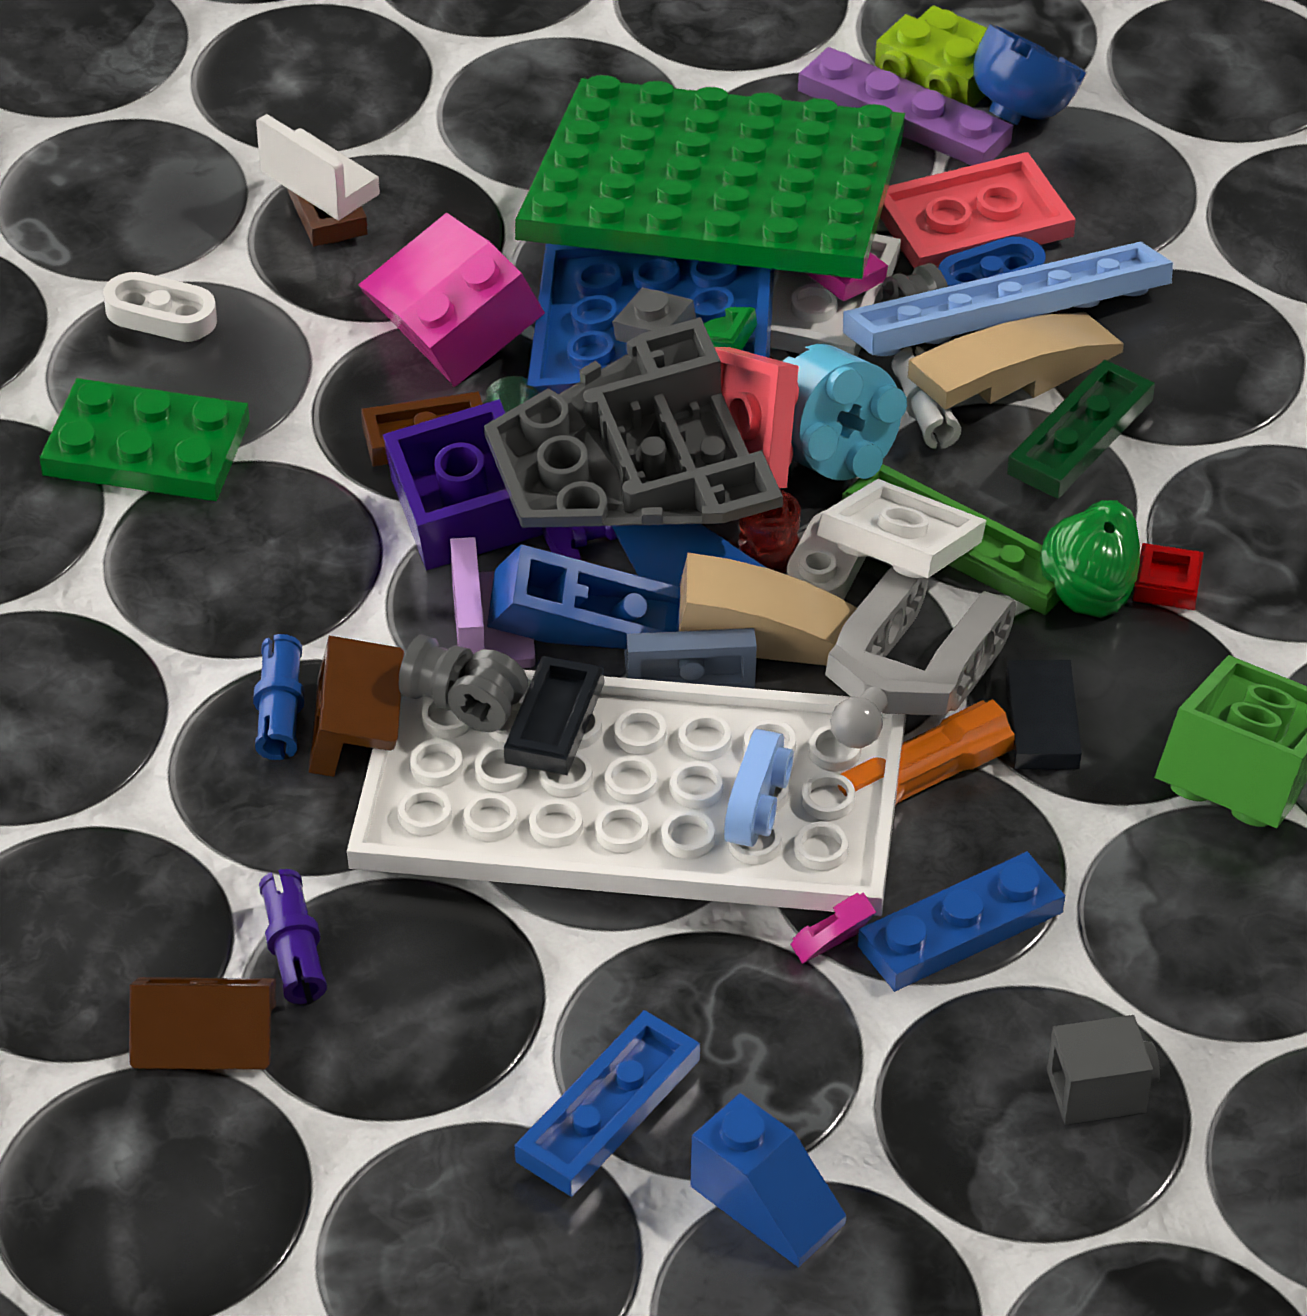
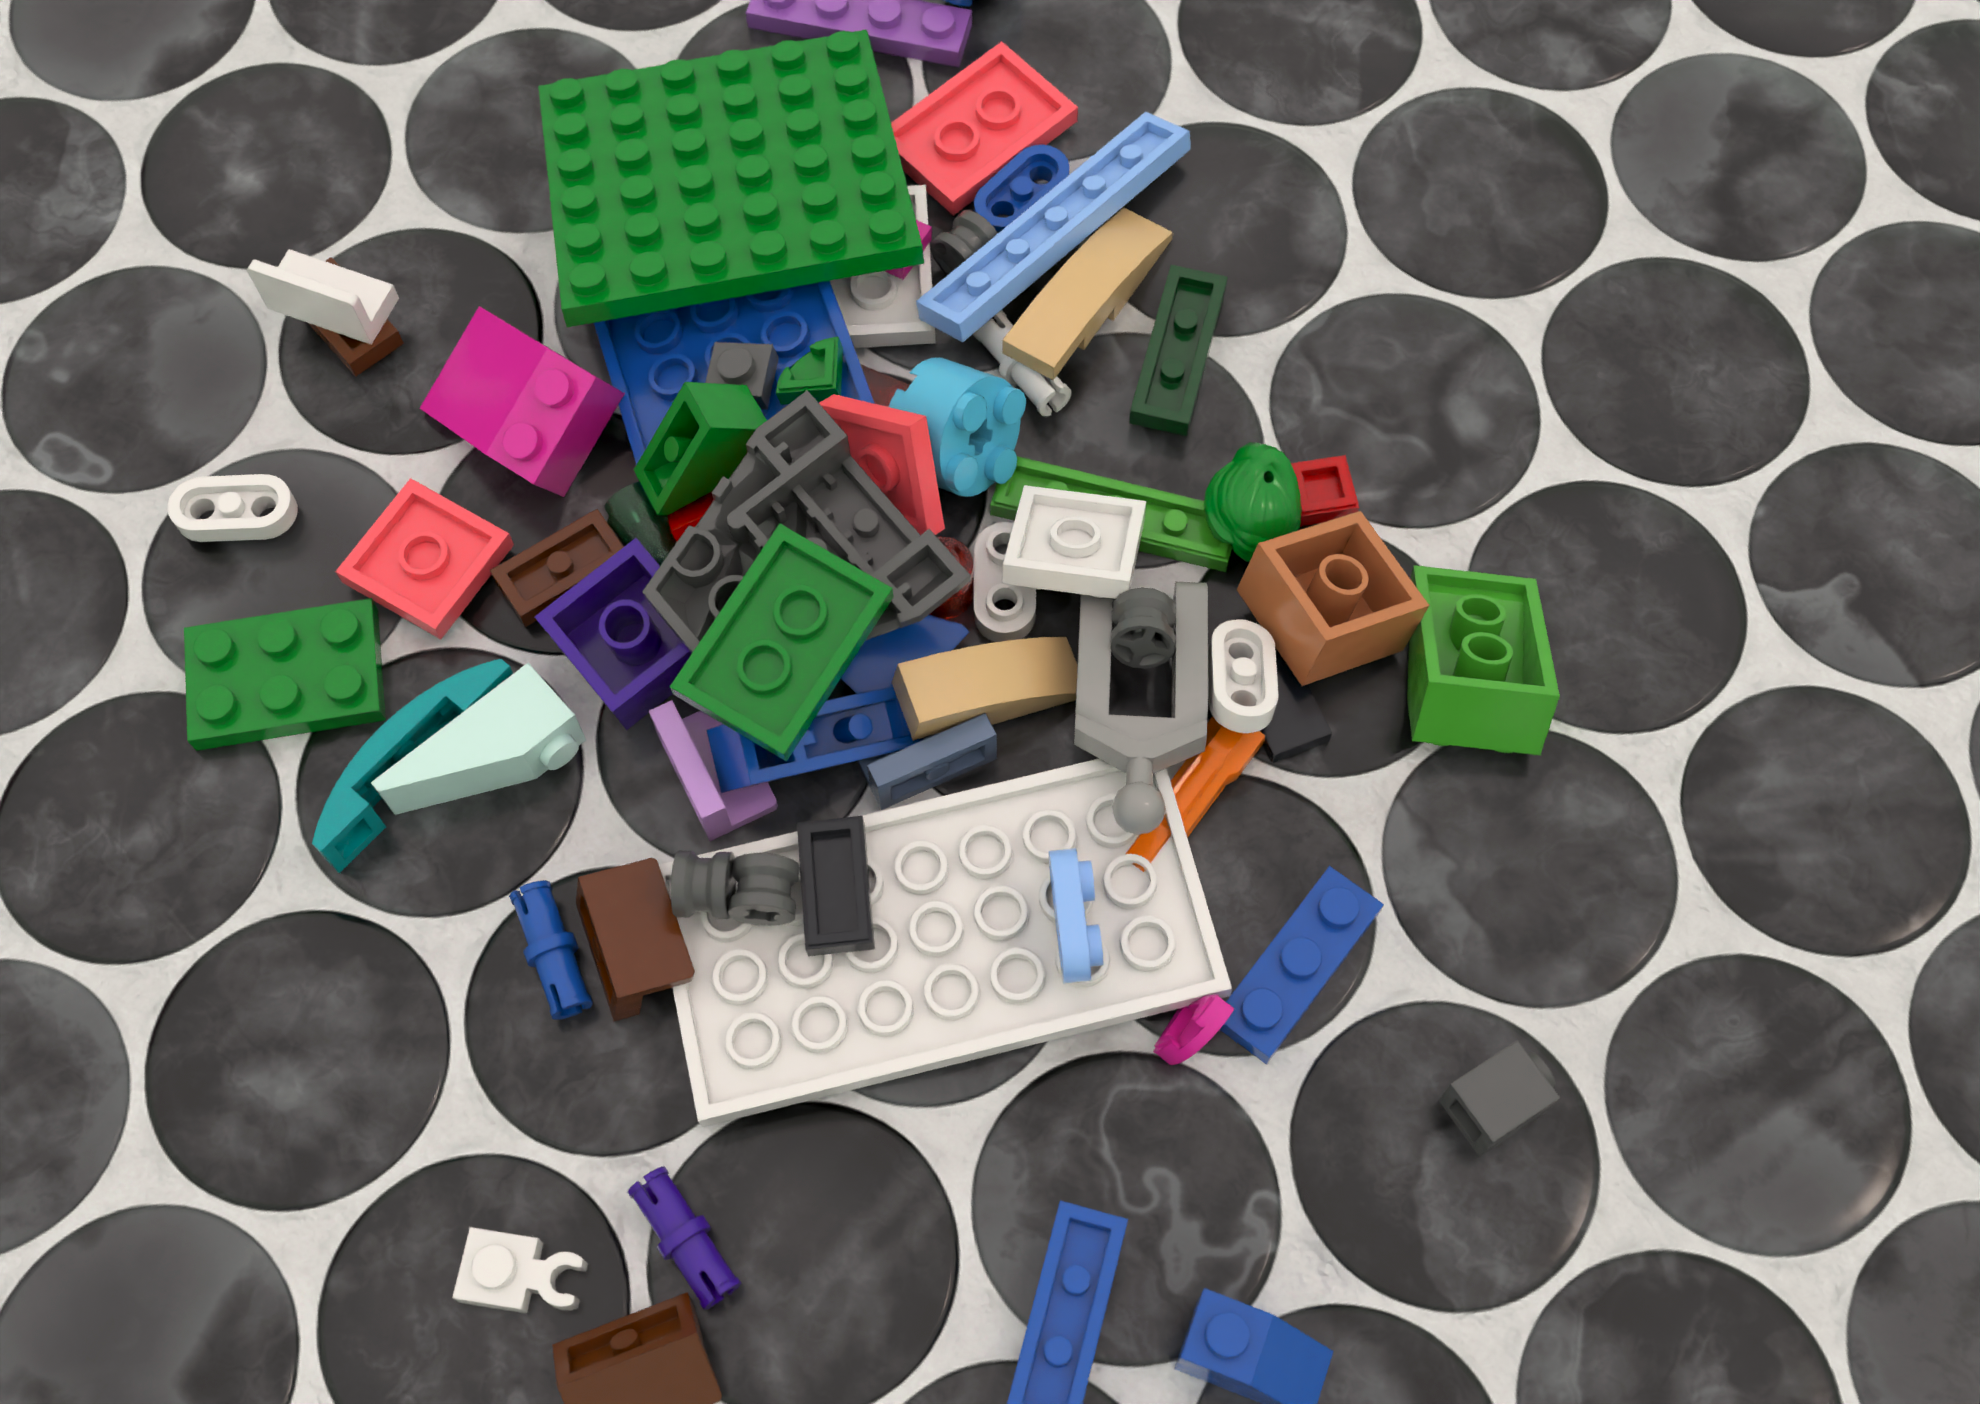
camera: 20 degrees left, 20 degrees up
(129, 914) = (506, 1269): none -> white plate
(223, 510) = (348, 815): none -> teal slope
(294, 535) = (491, 745): none -> light aqua slope
(308, 388) = (425, 558): none -> coral plate
(588, 488) = (782, 641): none -> green plate
(591, 333) = (697, 443): none -> green slope
(916, 606) = (1143, 628): none -> dark grey wheel
(1009, 671) = (1242, 676): none -> white plate
(1126, 638) = (1331, 597): none -> nougat brick

